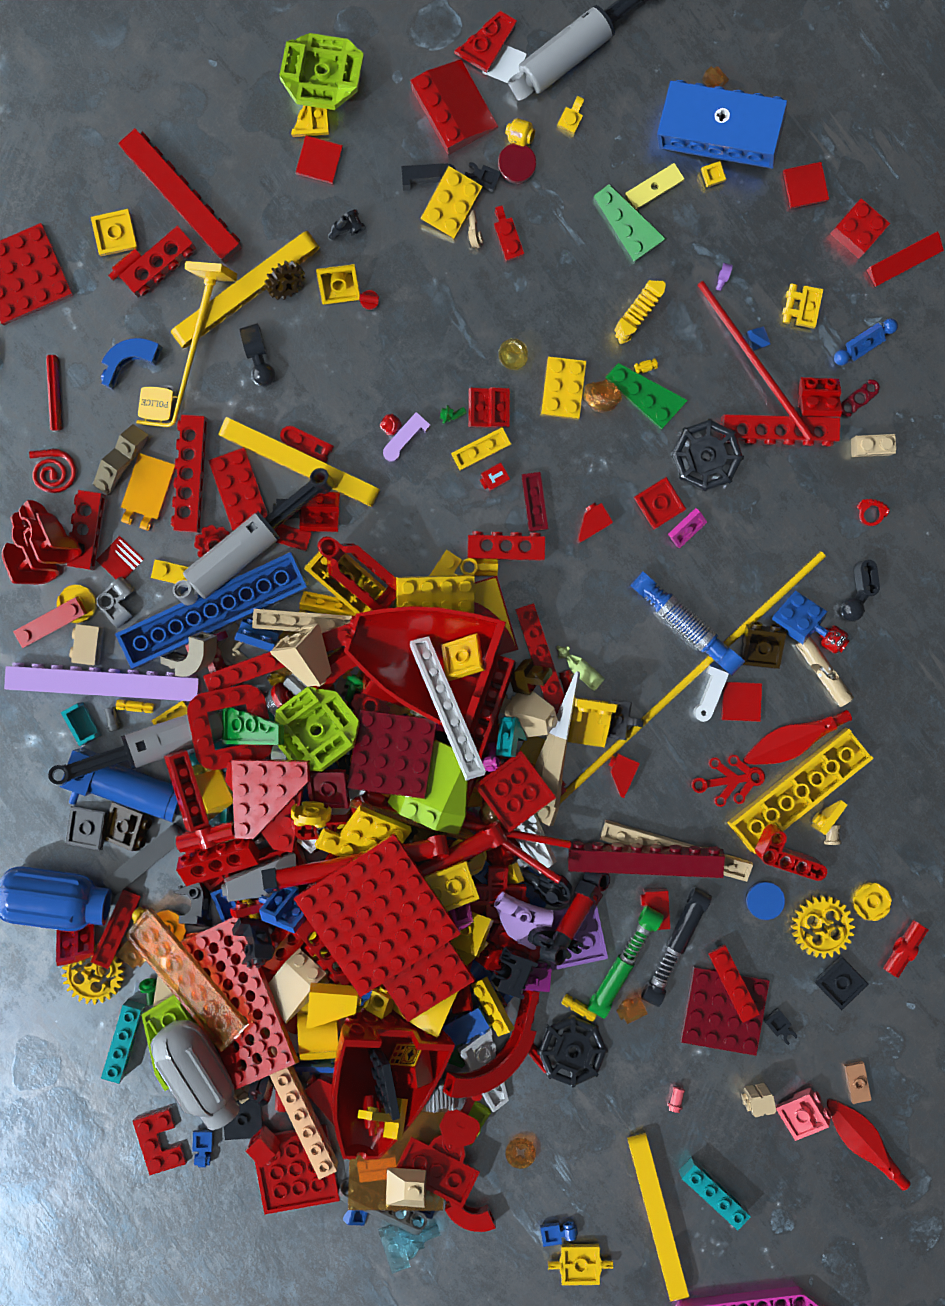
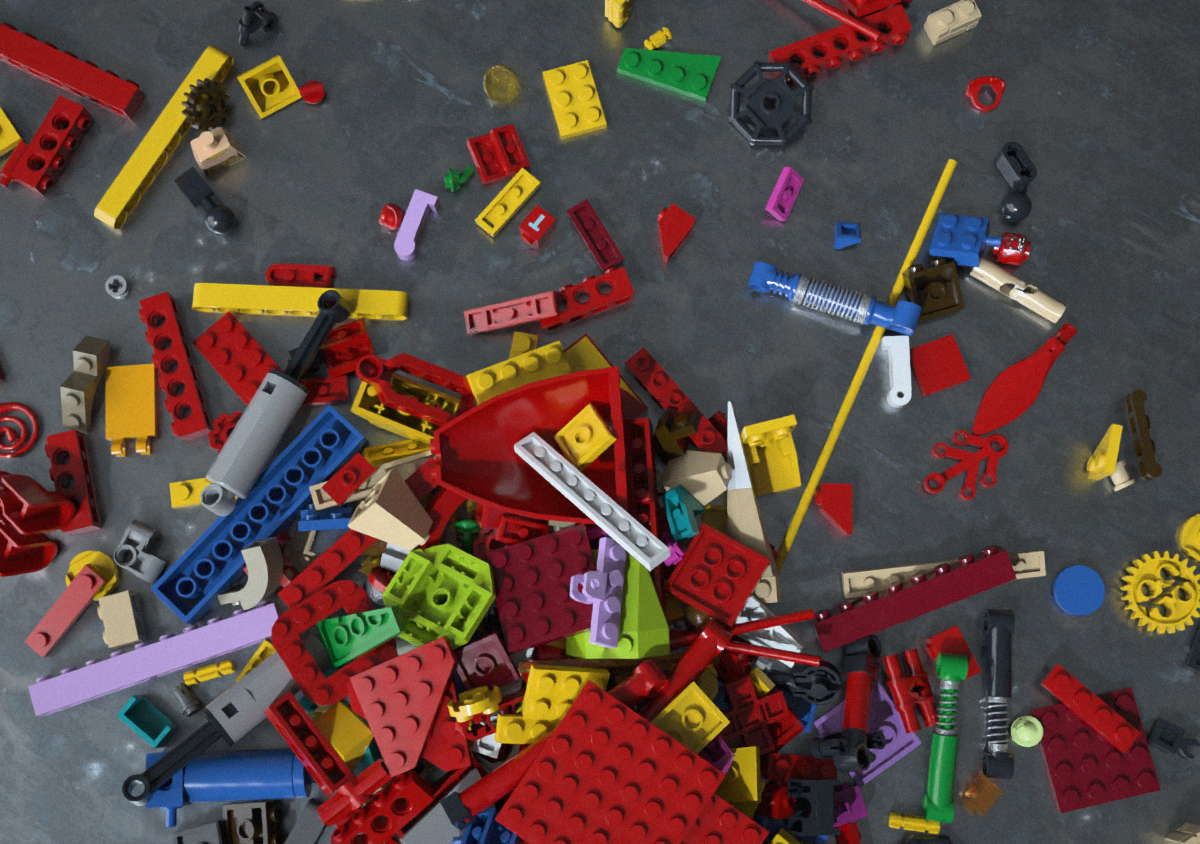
camera: 20 degrees left, 10 degrees down
(119, 559) = (127, 501): red sticker -> none
(125, 352) = (49, 259): blue arch -> none
(157, 402) = (107, 300): yellow piece -> none
(280, 319) = (216, 150): none -> light nougat torso
(284, 615) = (349, 479): none -> red plate
(389, 705) = (518, 529): none -> red slope
(429, 776) = (605, 591): none -> lavender plate
(449, 537) = (511, 313): none -> plate
(482, 567) = (565, 333): yellow piece -> none
(520, 918) = (791, 732): lavender pin -> none
(587, 673) = (744, 406): yellowish green wheel -> none
(602, 396) = (622, 88): clear orange hair -> none
(616, 921) = (901, 686): none -> red pin
(621, 720) = (808, 444): black plate -> none
(659, 503) = (740, 180): red plate -> none
(683, 980) = (1027, 731): none -> yellowish green hat
(720, 577) = (846, 234): none -> blue slope
(791, 858) = (1087, 524): red beam -> none
(801, 787) = (1055, 441): yellow tile -> none
(862, 807) = (1139, 427): none -> dark brown plate

